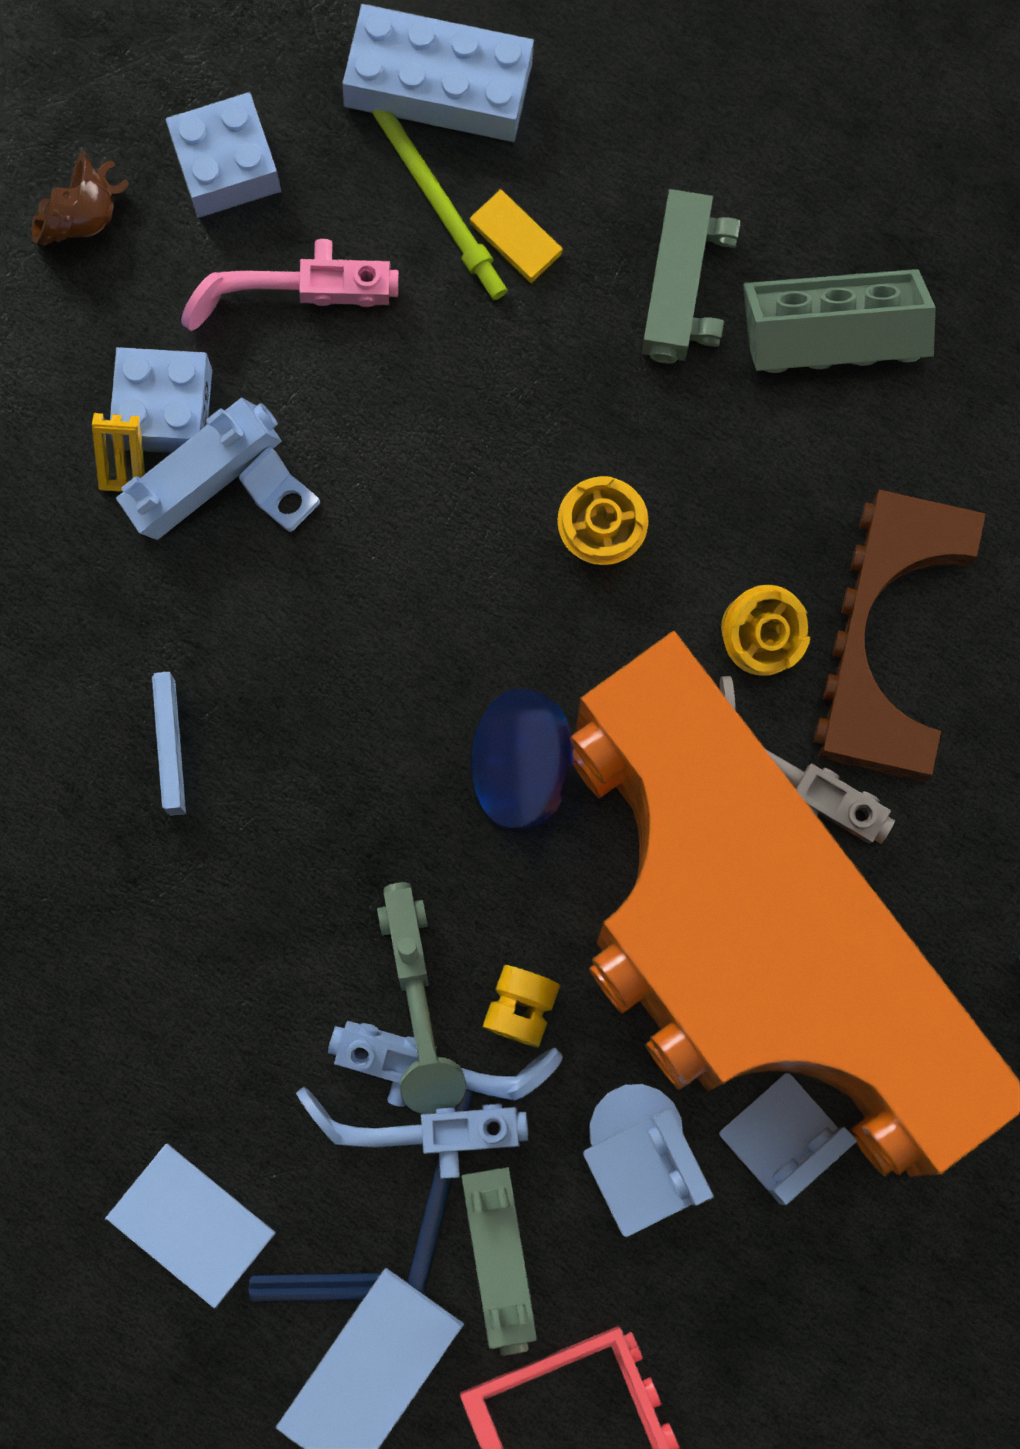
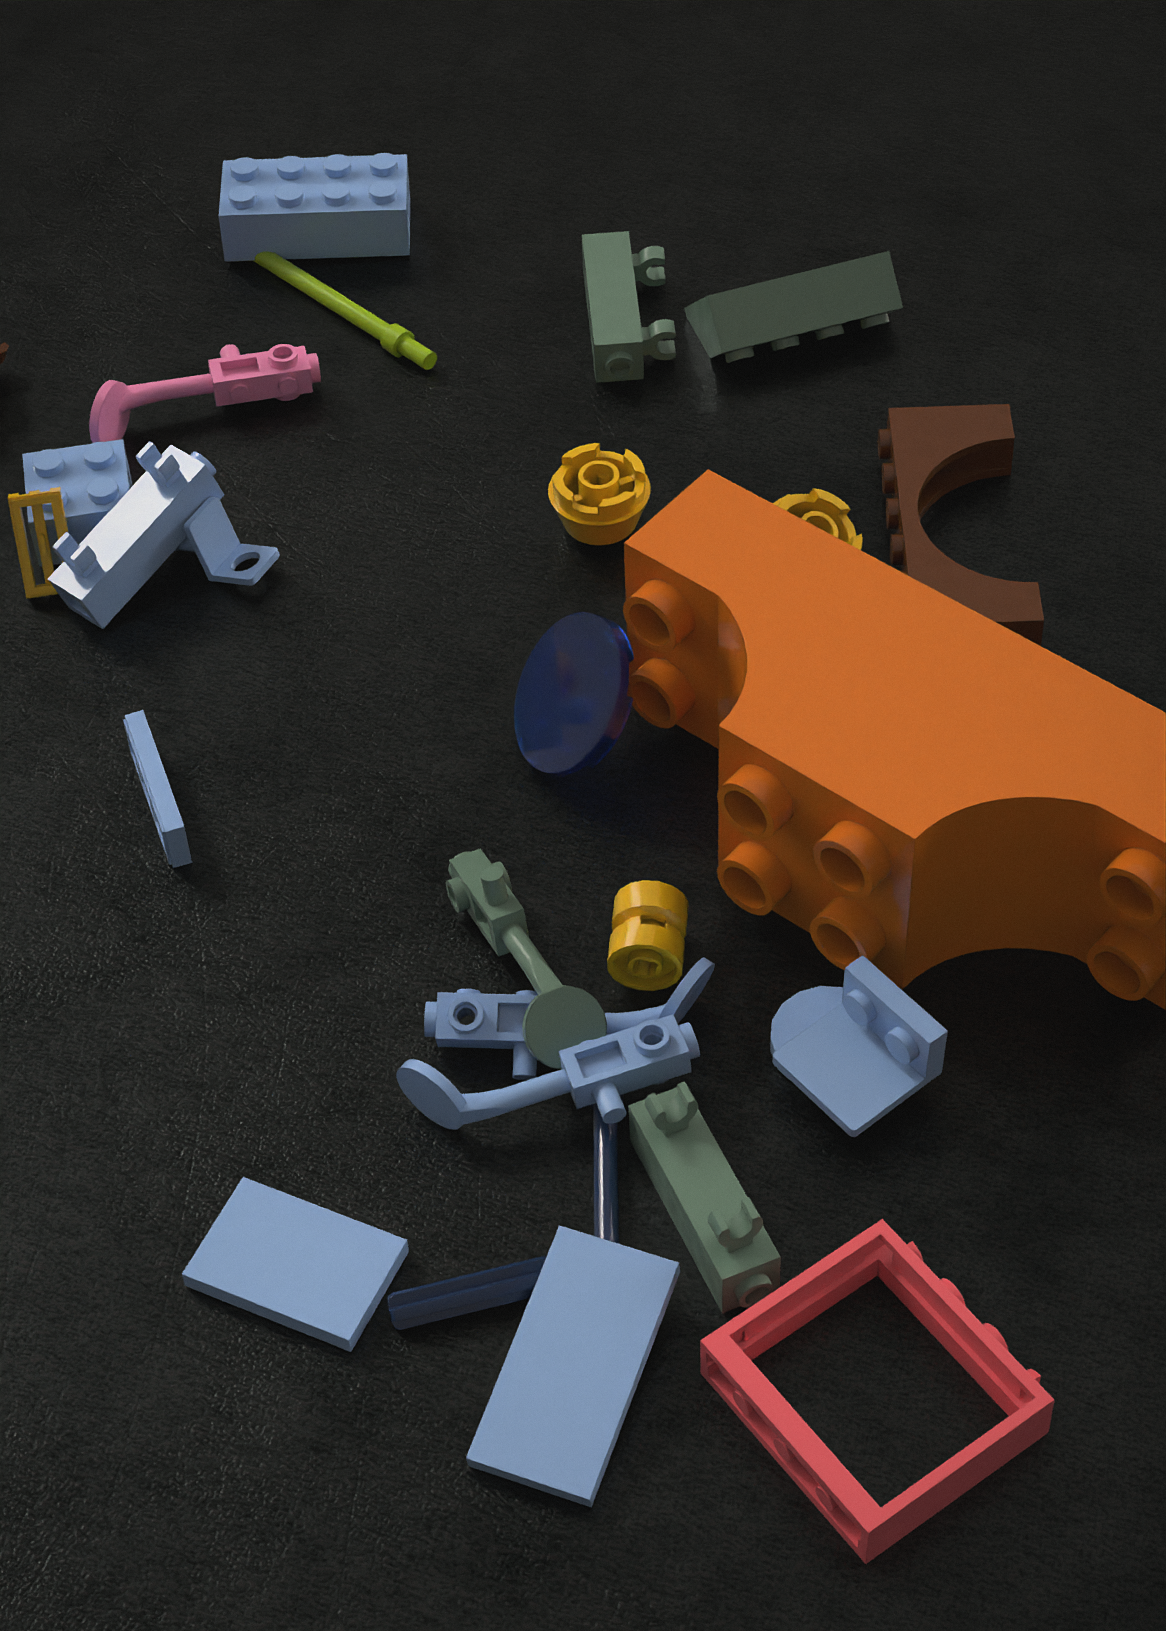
camera: 10 degrees left, 30 degrees down
(223, 154) = (105, 307): light blue brick -> none
(515, 236) = (433, 316): yellow tile -> none
(786, 1139) = (1018, 1002): light blue bracket -> none

